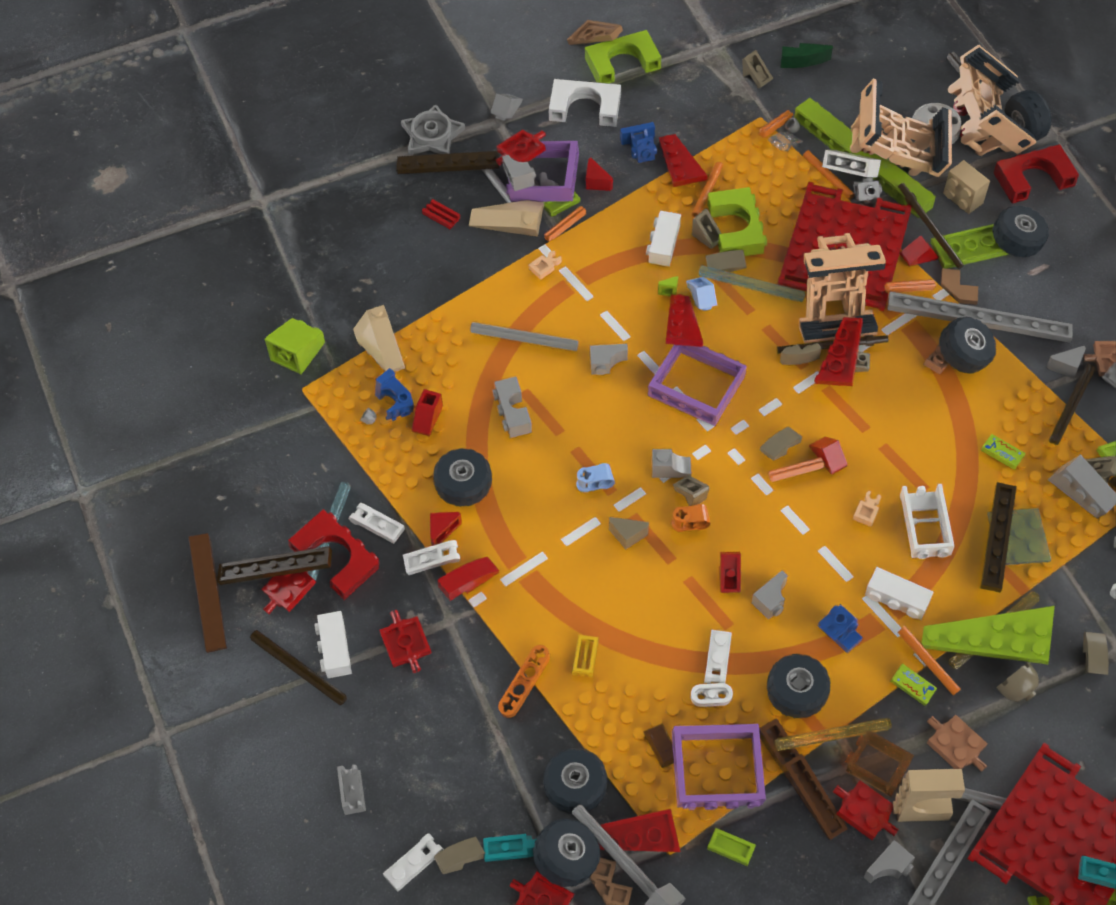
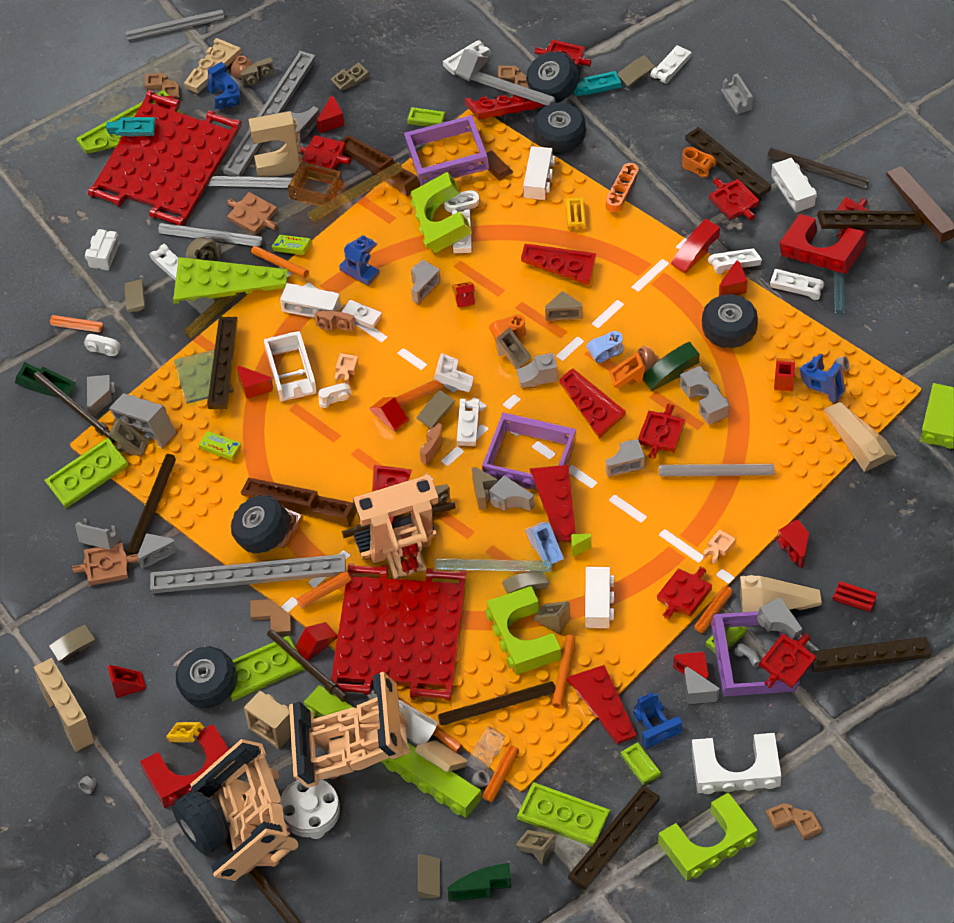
camera: 170 degrees right, 5 degrees down
(395, 694) = (728, 162): none -> dark brown plate
(426, 697) = (697, 161): none -> orange piece
(431, 131) = (904, 691): light grey plate -> none
(474, 262) = (795, 541): none -> red slope
(505, 105) = (828, 743): light grey slope -> none
(535, 443) = (671, 366): none -> dark green slope
(556, 68) = (786, 814): none -> medium nougat tile
(558, 455) = (648, 357): none -> nougat brick
(565, 380) = (661, 431): none -> red plate
(581, 441) = (629, 369): none -> orange slope
(587, 233) = (684, 592): none -> red plate
(595, 31) = (752, 860): medium nougat wing -> none
(599, 155) = (698, 688): none -> light grey slope
(608, 587) = (563, 262): none -> red wing
(615, 713) = (538, 173): none -> white brick
(621, 419) = (592, 403): none -> red wing
(660, 119) = (640, 763): none -> lime tile
(694, 70) = (613, 837): none -> dark brown plate
(723, 341) = (509, 494): none -> light grey arch
(730, 95) = (563, 814): none -> lime tile
(748, 355) = (482, 484): none -> dark tan slope
(749, 649) = (426, 201): none -> lime arch
(750, 428) = (468, 423): none -> white plate
(763, 476) = (447, 373): none -> white plate
(768, 174) = (496, 703): none -> dark brown axle
(788, 410) = (429, 449): none -> nougat slope
(798, 686) = (389, 215): black wheel -> none
(822, 137) = (441, 756): none -> tan tile
(844, 69) = (428, 877): none -> dark tan slope
(844, 573) = (363, 314): none -> white plate
(849, 868) = (330, 117): none -> red slope
(865, 563) = (331, 319): none -> nougat slope
(883, 479) = (333, 394): none -> white plate
(926, 379) = (303, 501): none -> reddish brown slope
(967, 509) = (253, 382): none -> red slope
(1008, 724) = (221, 236): none -> light grey axle
(1038, 196) = (185, 732): none -> yellow tile
(1055, 694) = (168, 263): none -> white plate
(1094, 249) = (125, 680): none -> red slope

